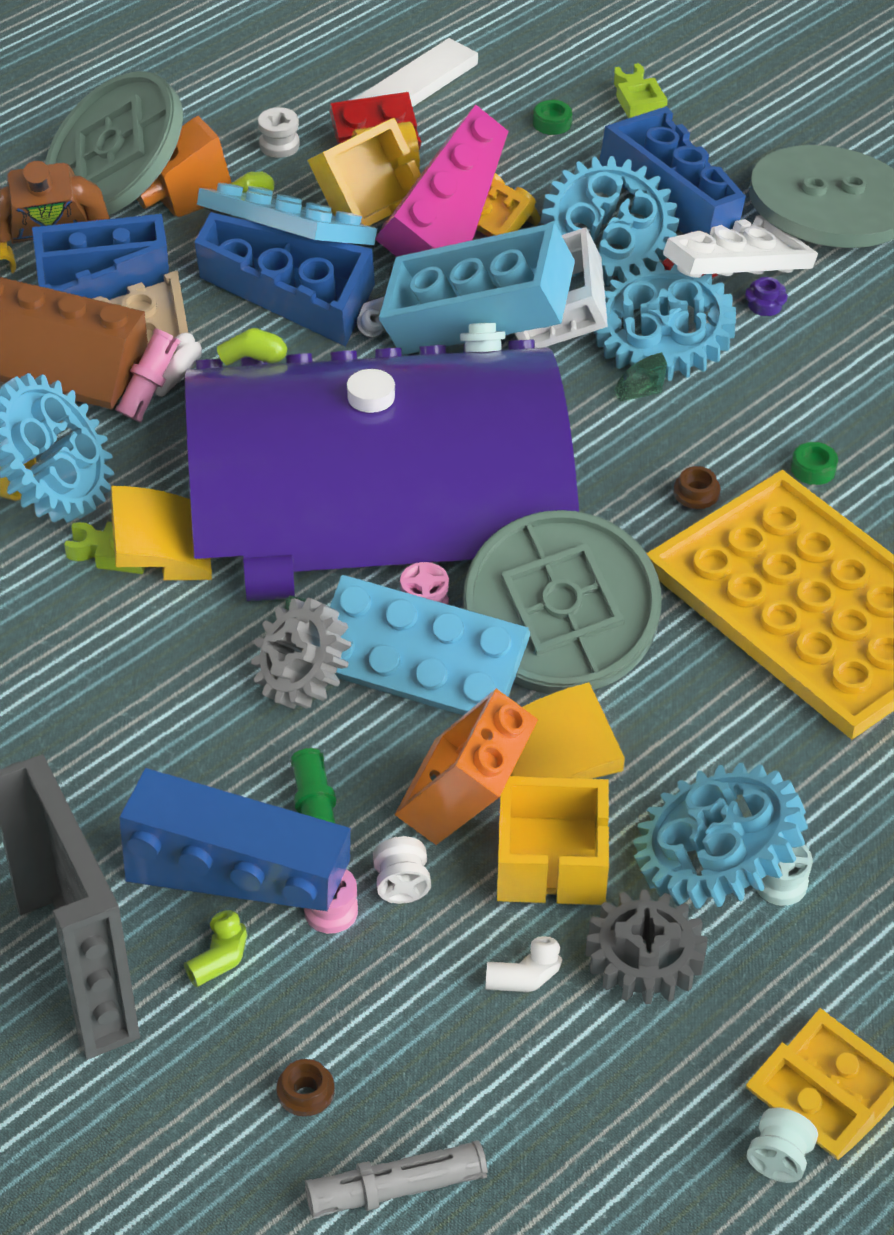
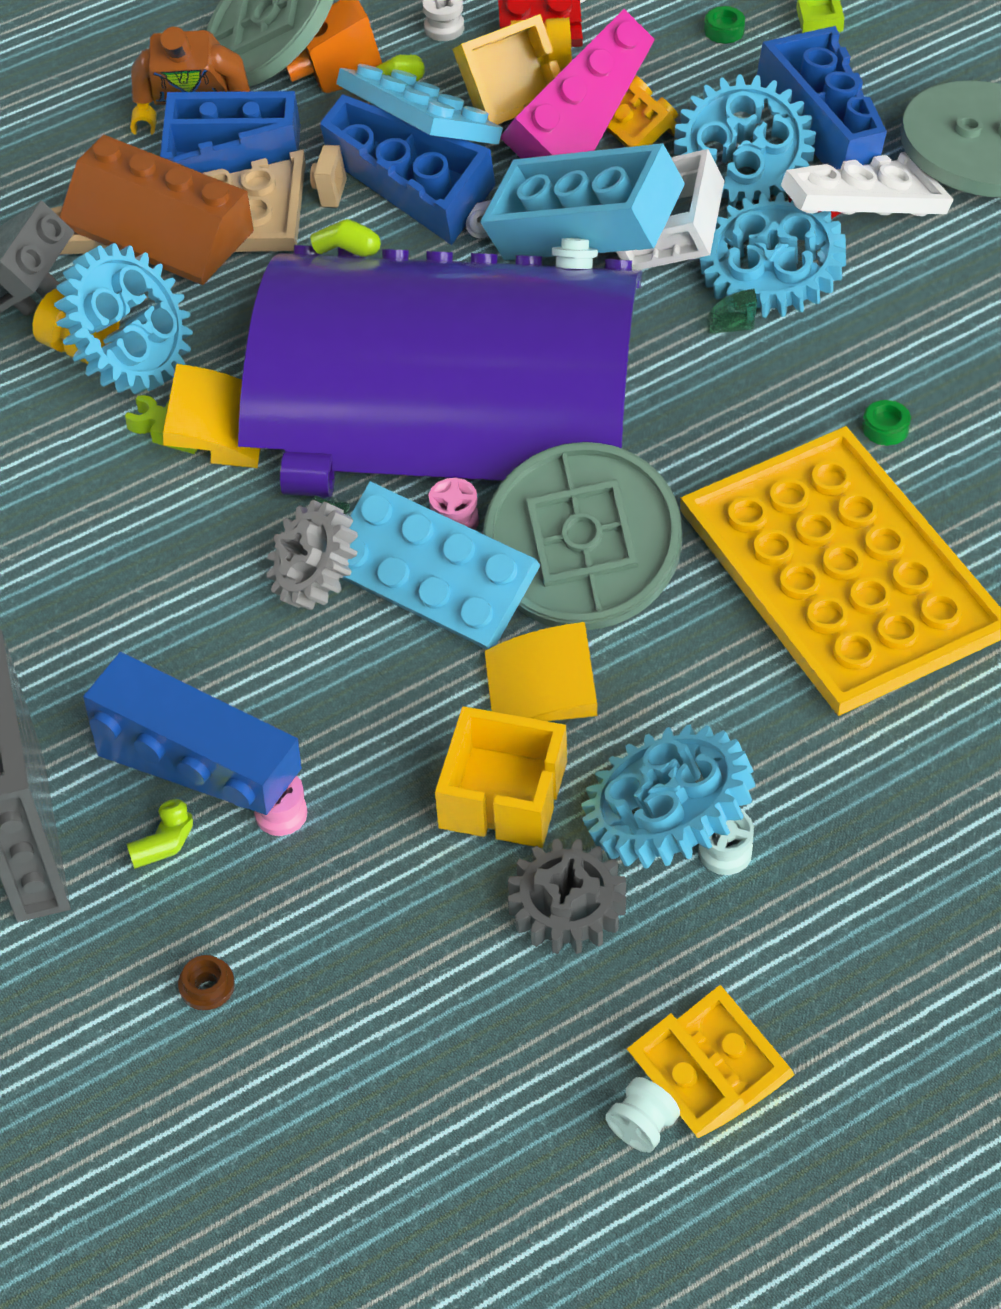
camera: 15 degrees right, 5 degrees up
(147, 375) = (243, 255): bright pink pin -> none
(183, 359) = (281, 243): white arm -> none
(208, 293) = (329, 176): none -> tan plate
(313, 793) = (291, 699): green pin -> none
(371, 390) = (437, 298): white tile -> none
(395, 1179) = (263, 1085): light grey pin -> none
(401, 870) = (352, 784): white wheel -> none
(469, 765) = (434, 692): orange window -> none
(530, 972) = (449, 905): white arm -> none
(697, 488) = (756, 434): reddish brown plate -> none
(766, 296) = (888, 239): dark purple plate -> none

